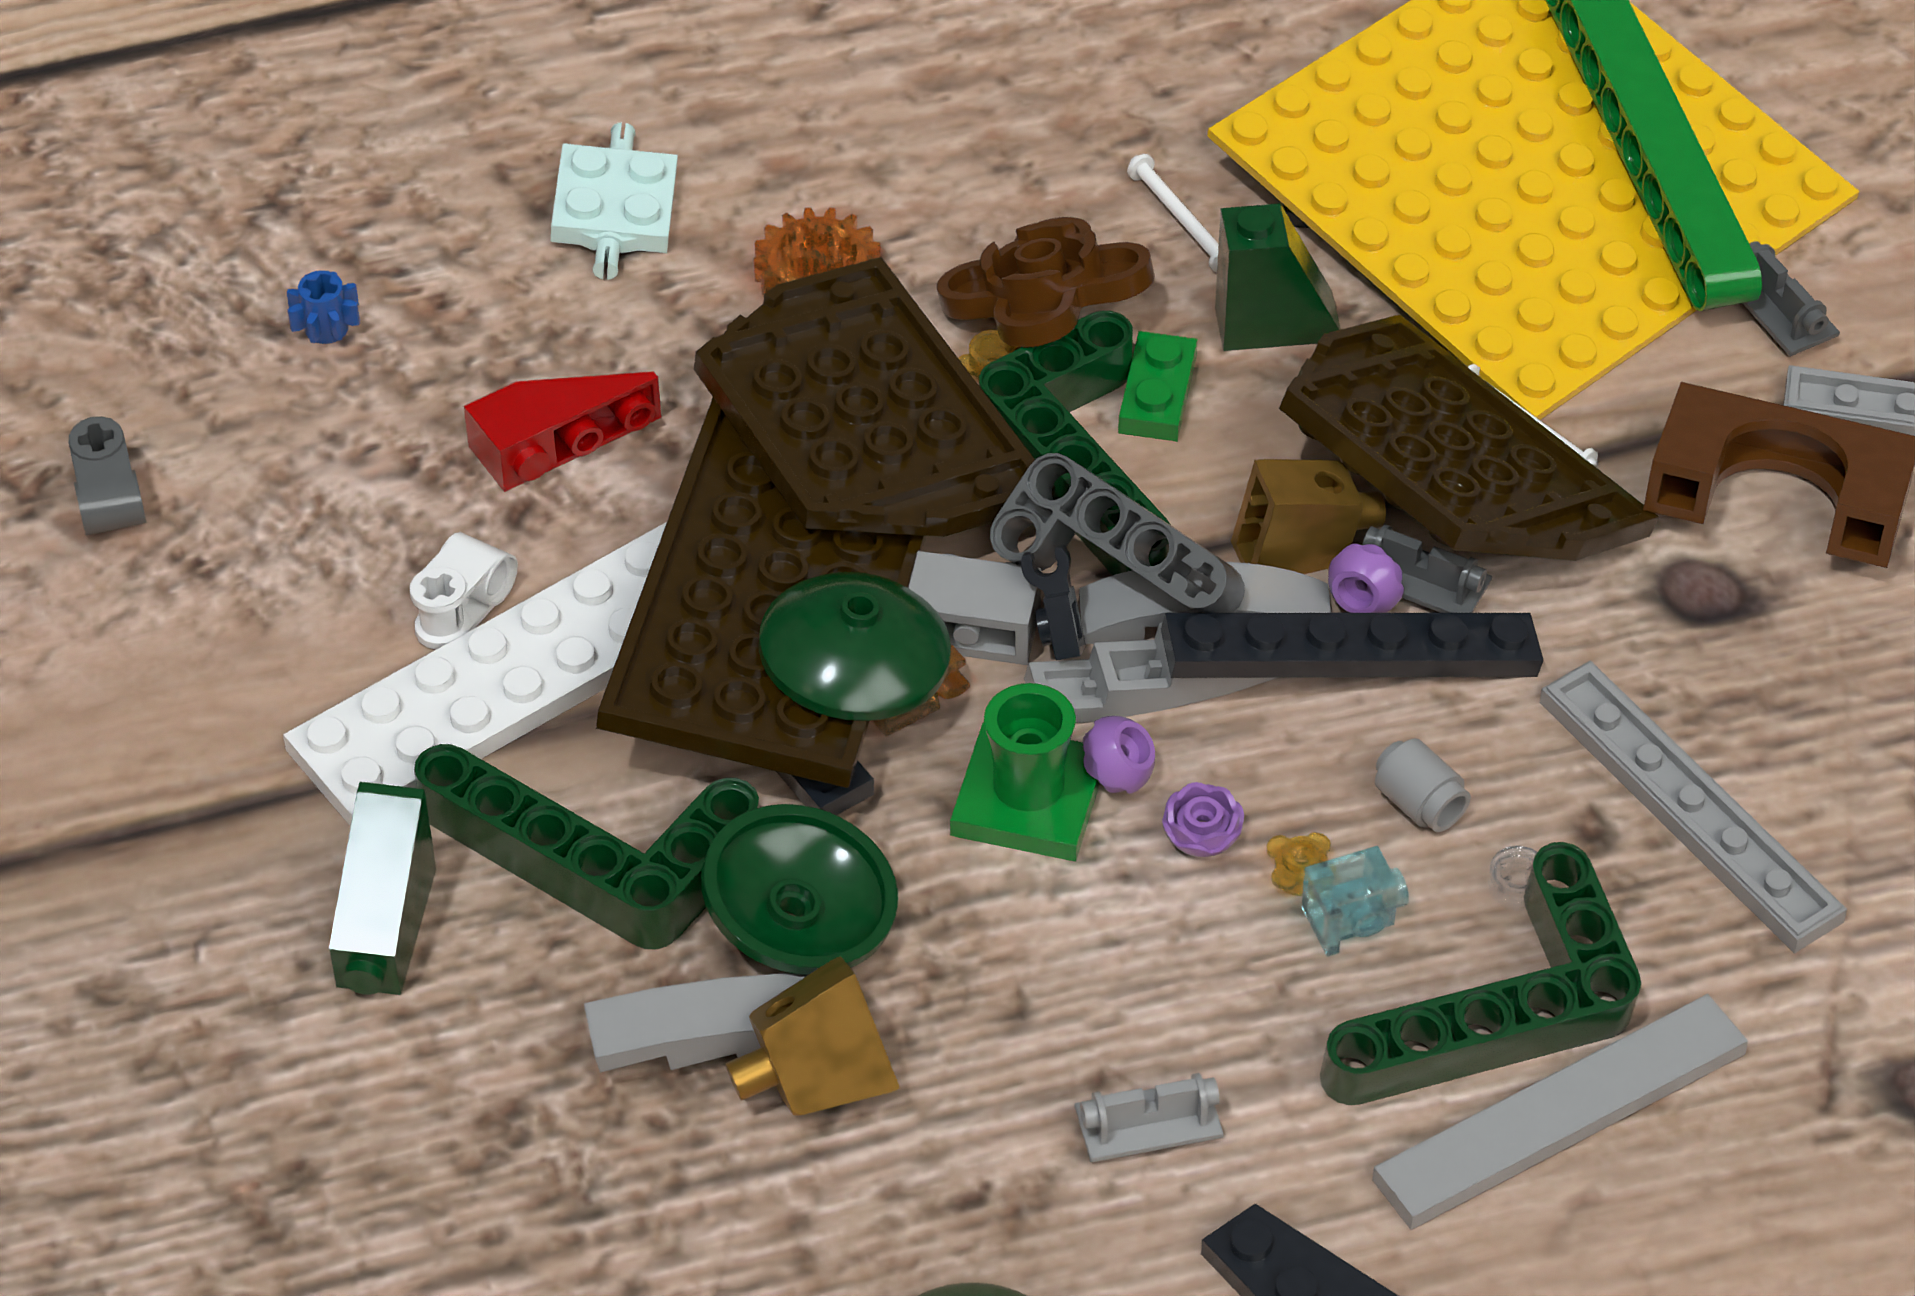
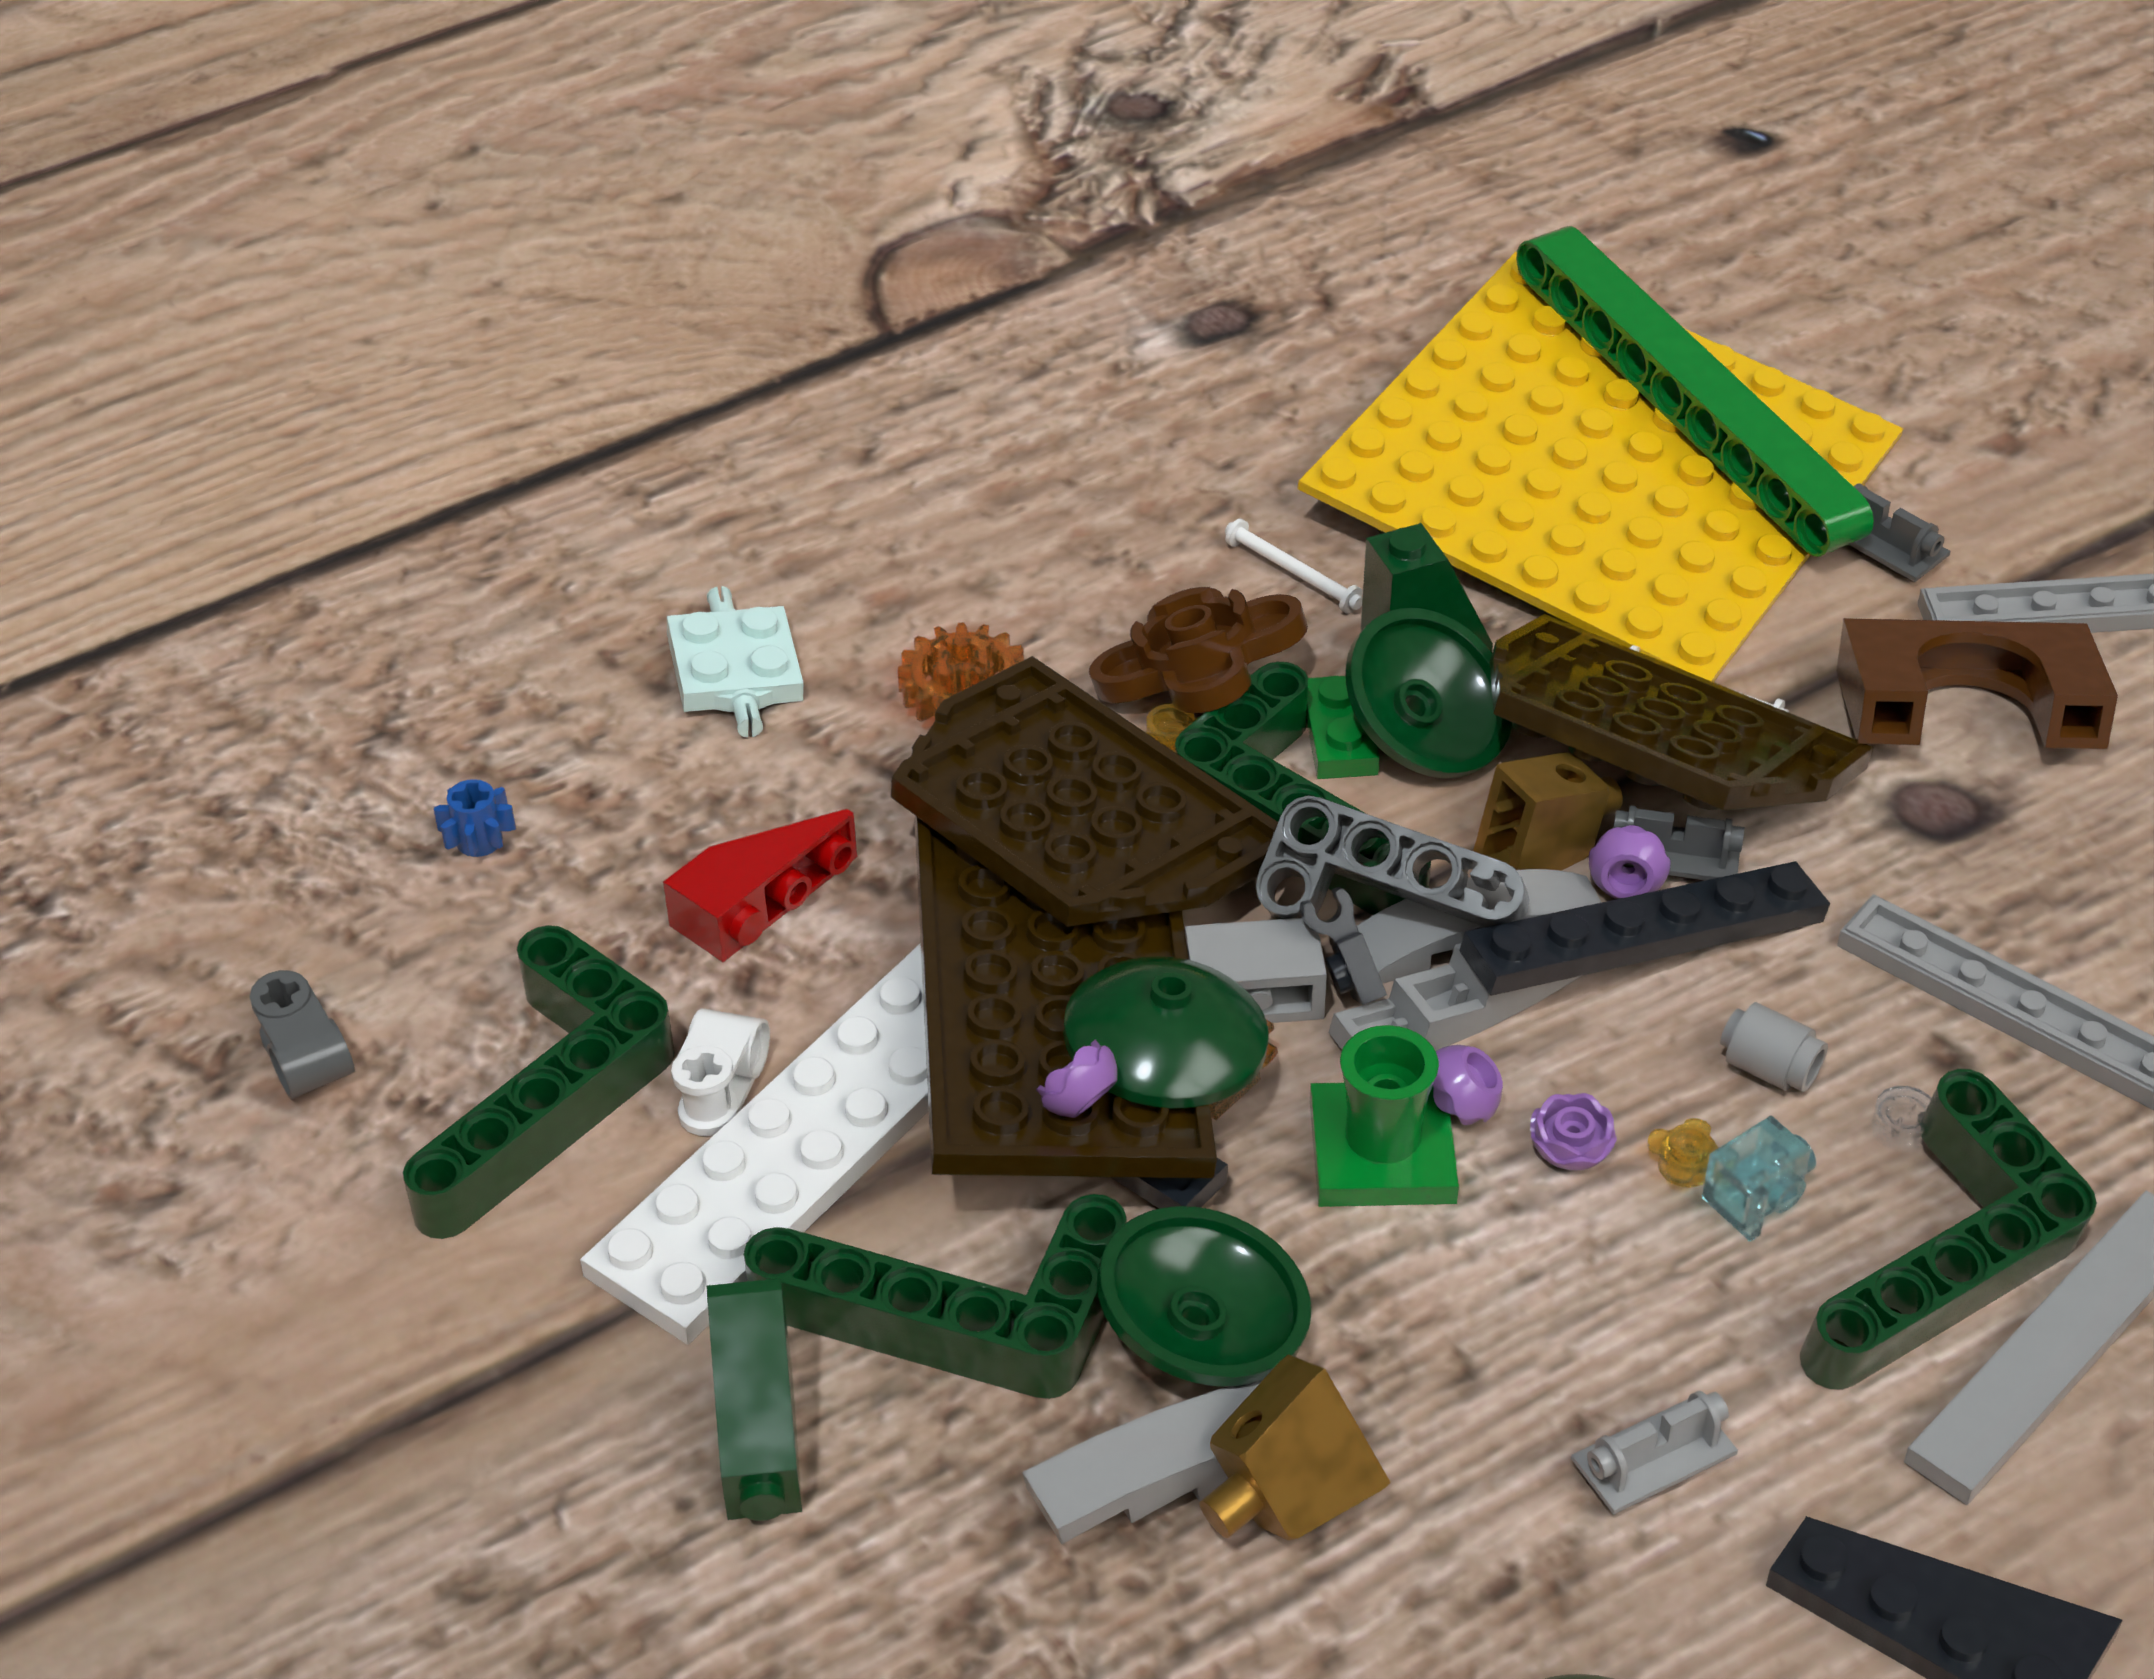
camera: 15 degrees left, 5 degrees down
(298, 592) = (612, 1051): none -> dark green beam
(748, 675) = (1080, 1082): none -> medium lavender plate
(1254, 343) = (1425, 693): none -> dark green dish

